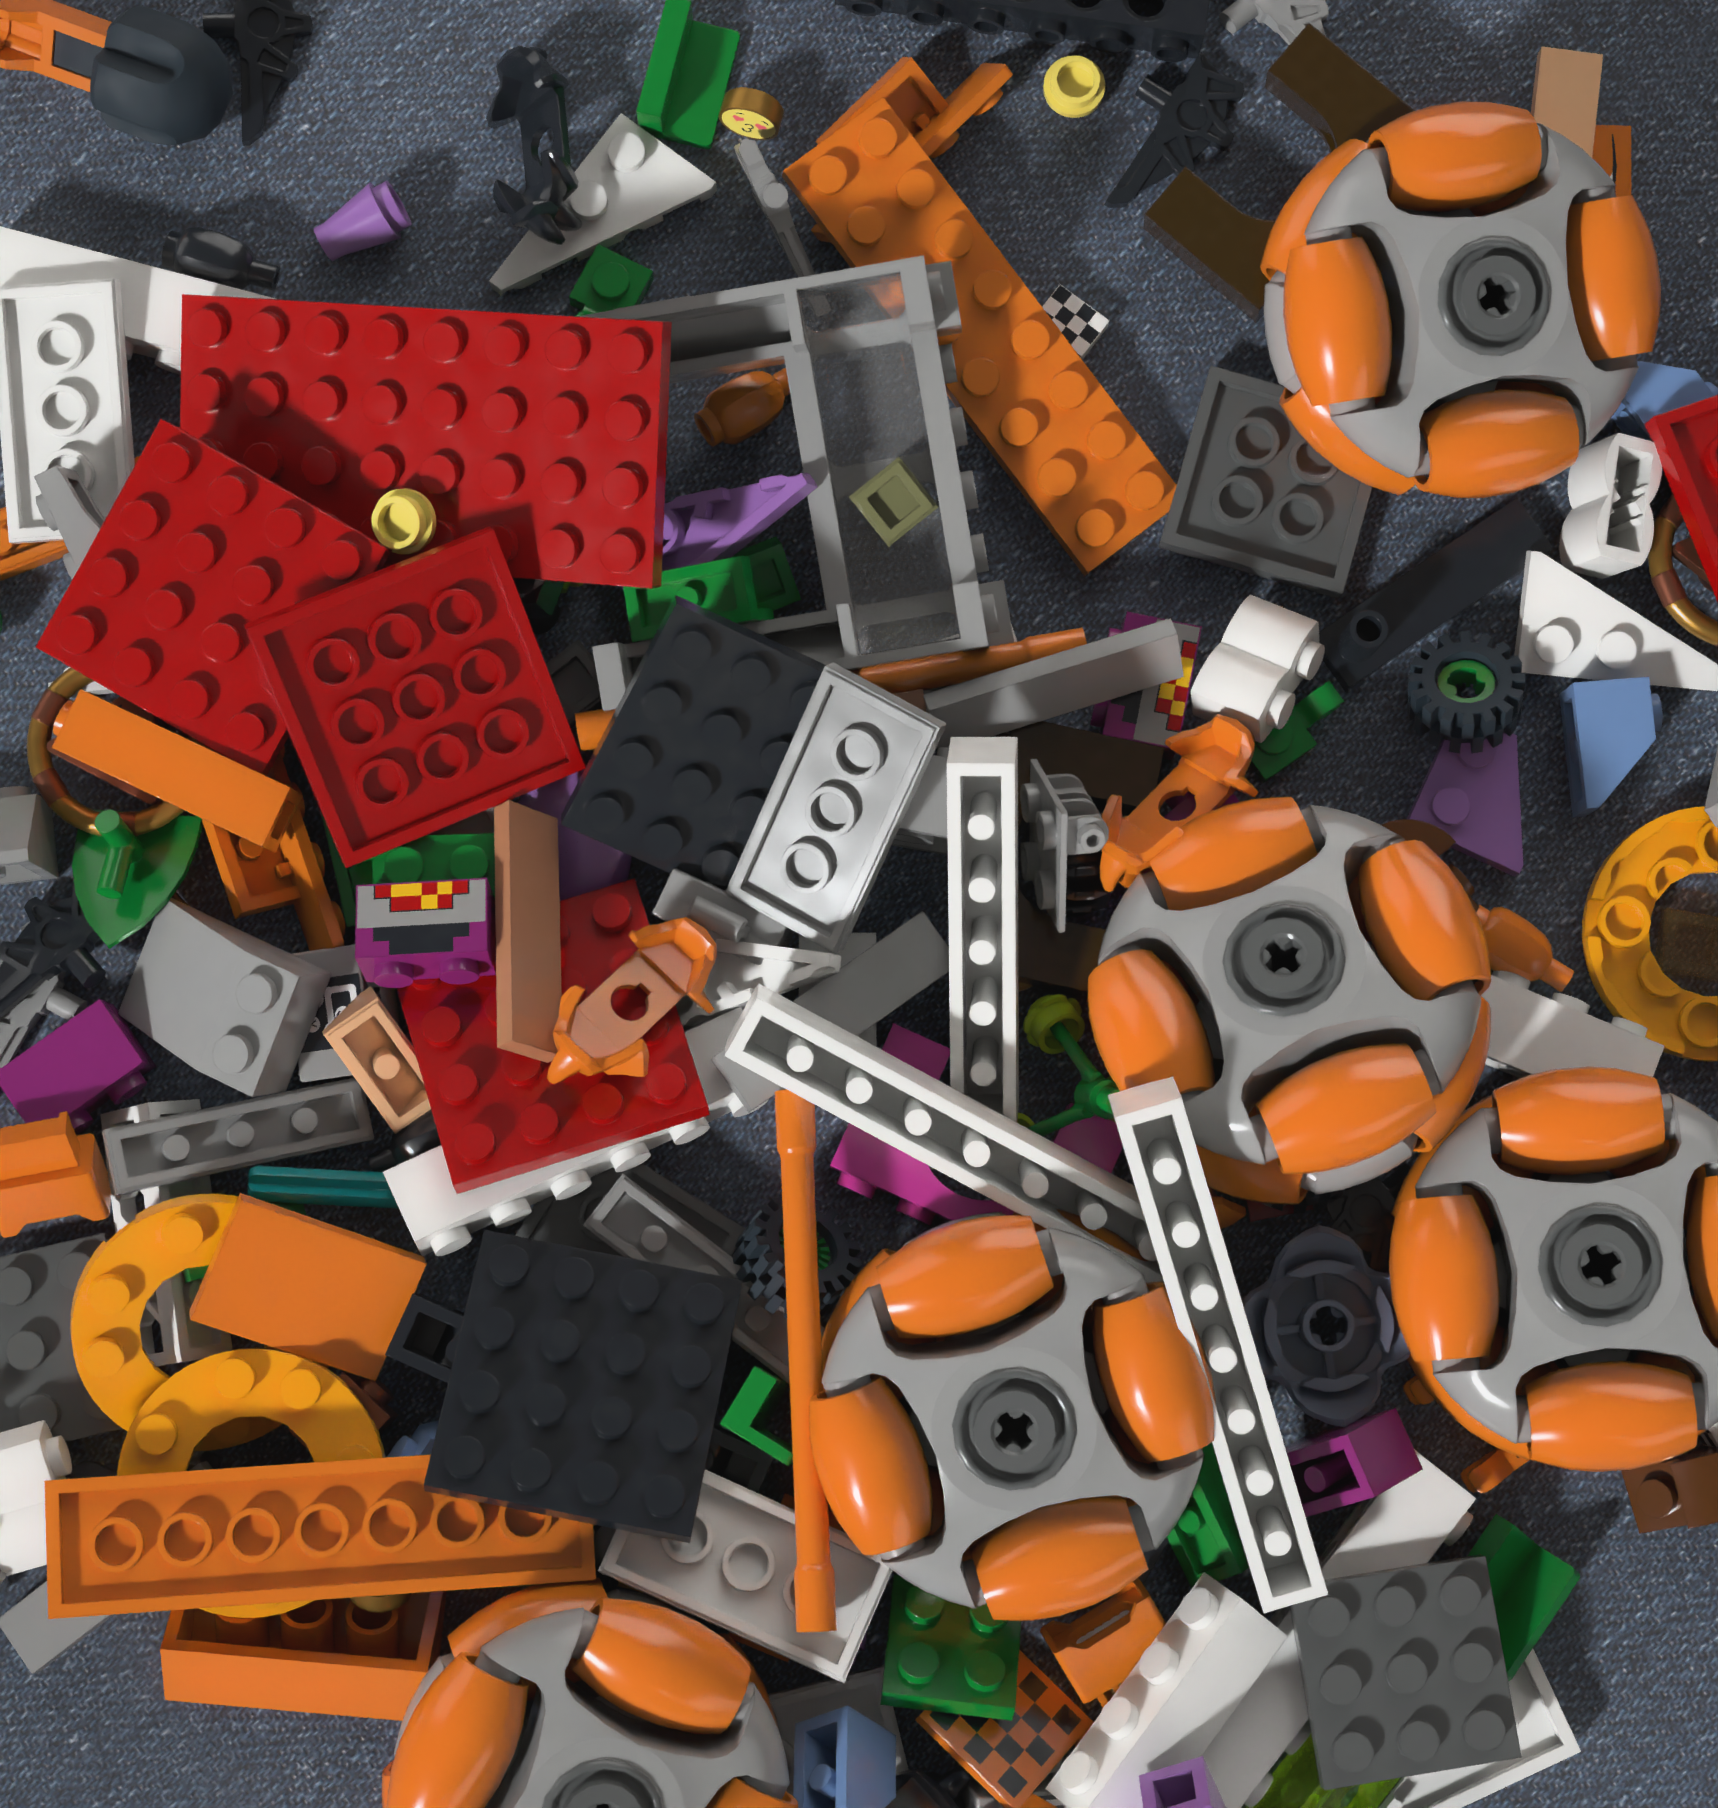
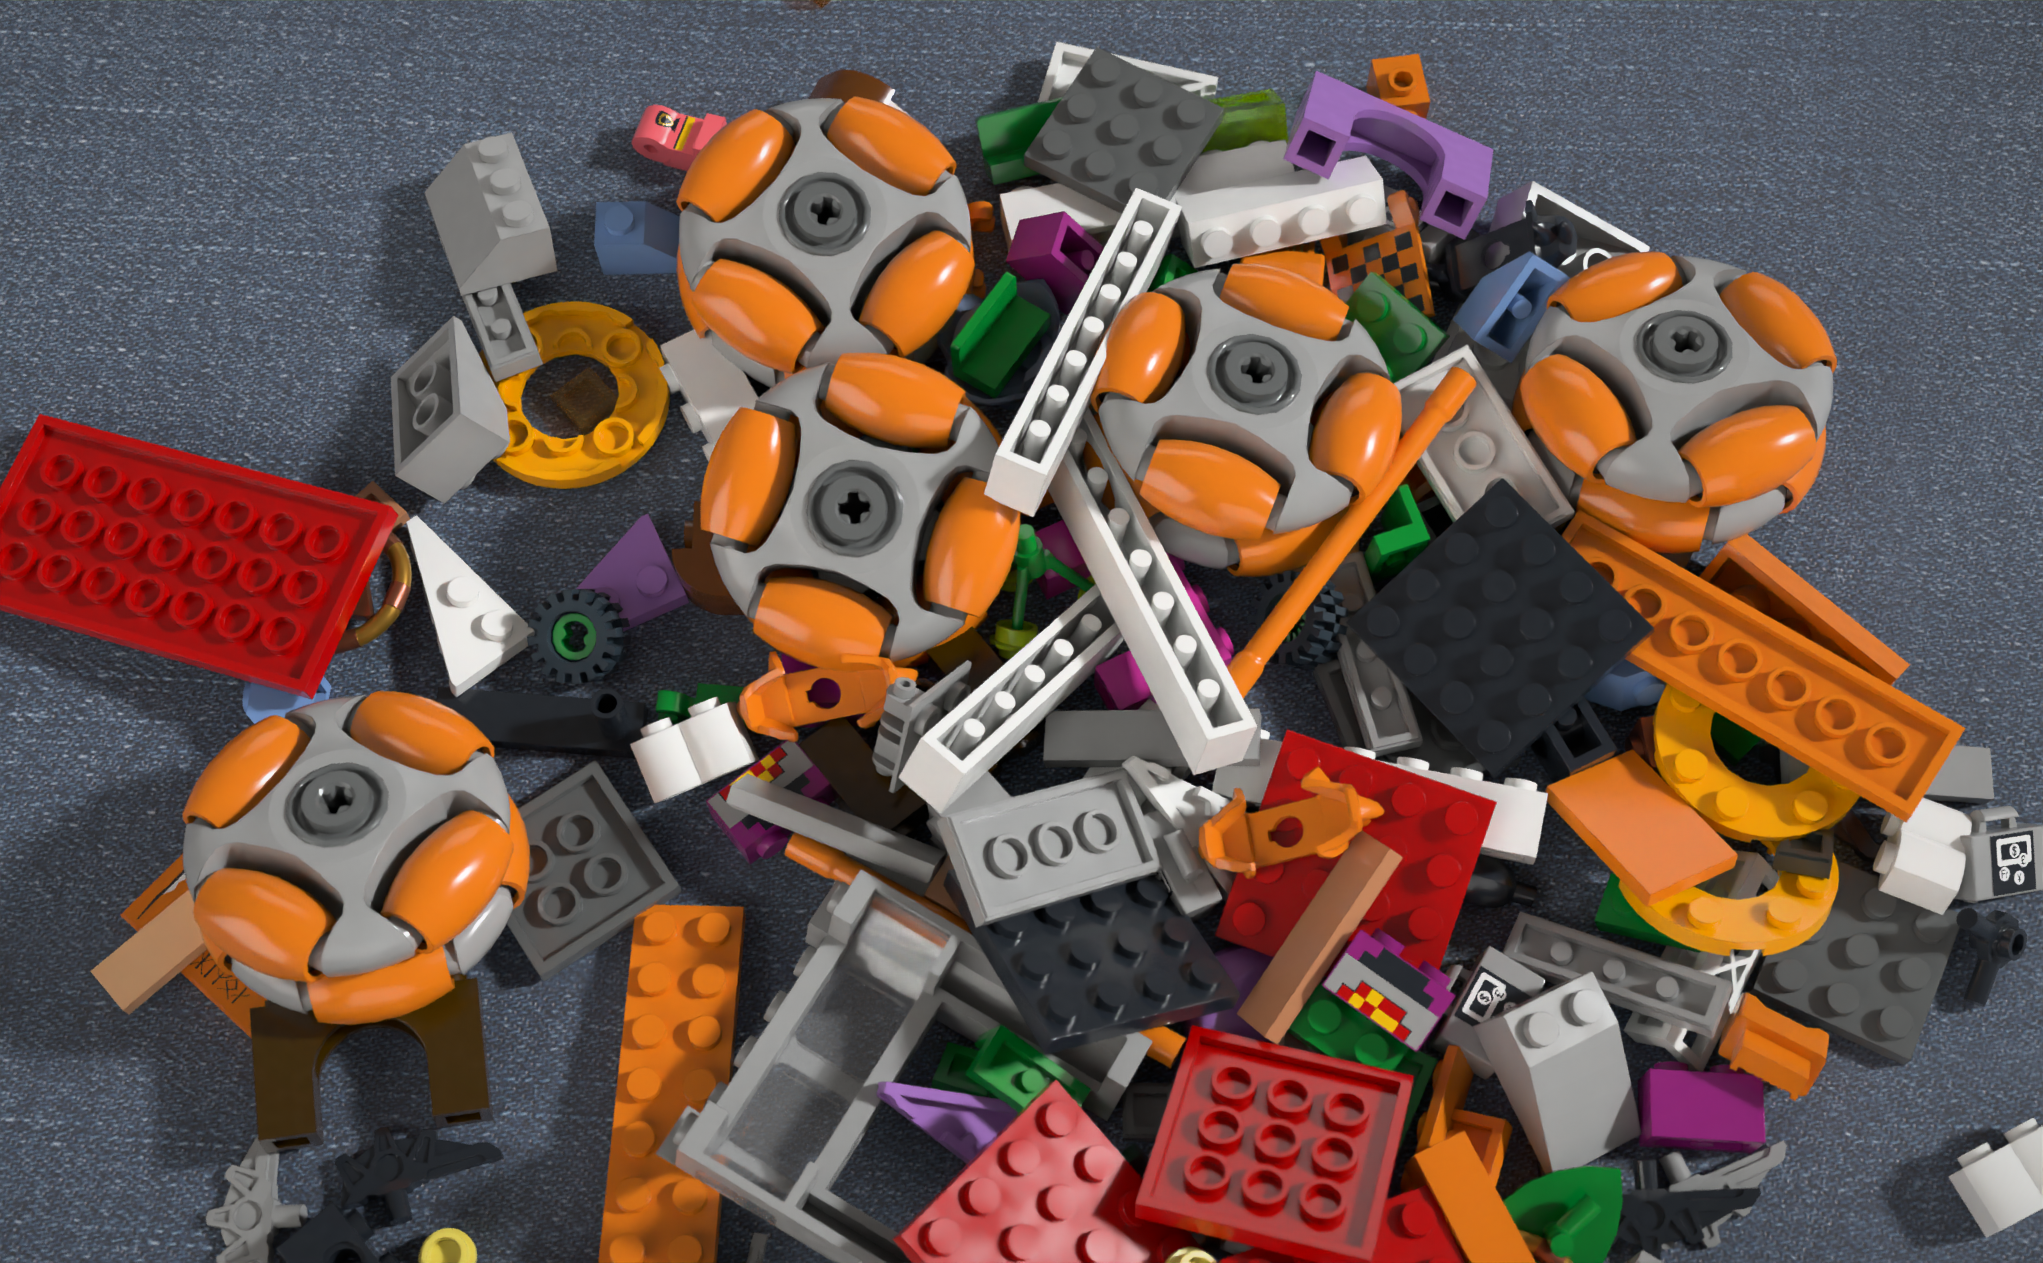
camera: 135 degrees left, 15 degrees down
(128, 1382) = (1806, 855): none -> pearl dark grey tile
(320, 1187) = (1577, 898): teal axle -> none
(380, 1059) = (1479, 947): light nougat slope -> none
(742, 407) = (884, 1203): orange plant -> none
(894, 501) = (833, 1039): olive tile -> none
(1075, 320) = (599, 1088): tile -> none
(1329, 1317) = (997, 338): none -> green panel
(1521, 948) = (686, 467): orange plant -> none
(1605, 735) = (521, 547): medium blue slope -> none
(1610, 506) = (387, 660): white brick -> none

